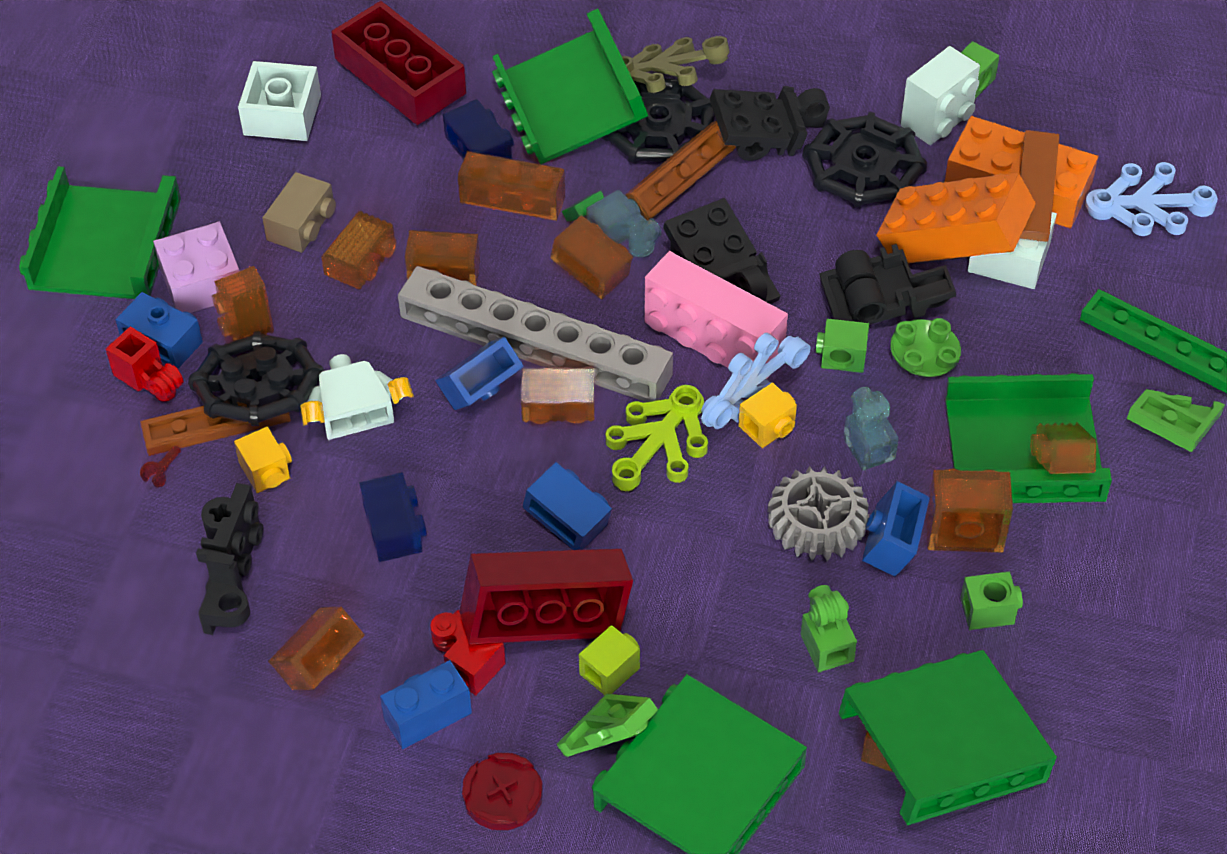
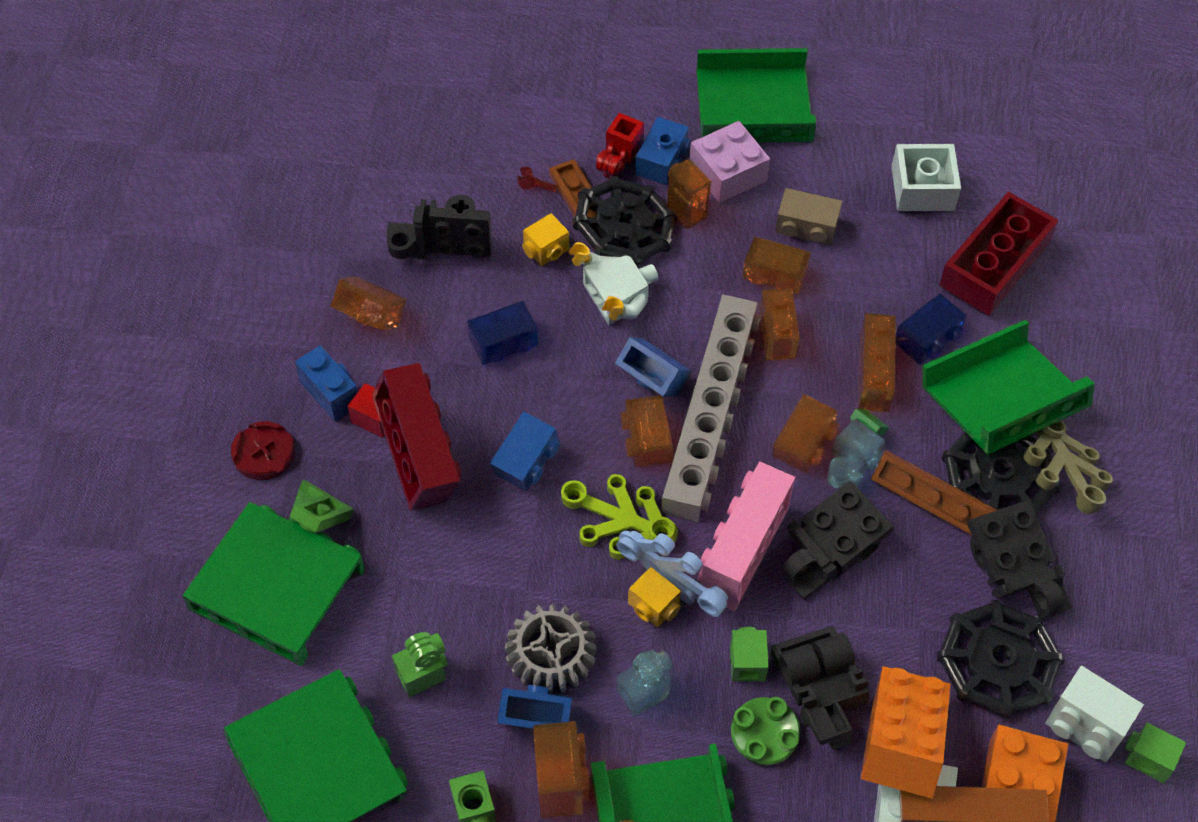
camera: 80 degrees right, 5 degrees up
(610, 660) = (380, 504): lime brick -> none

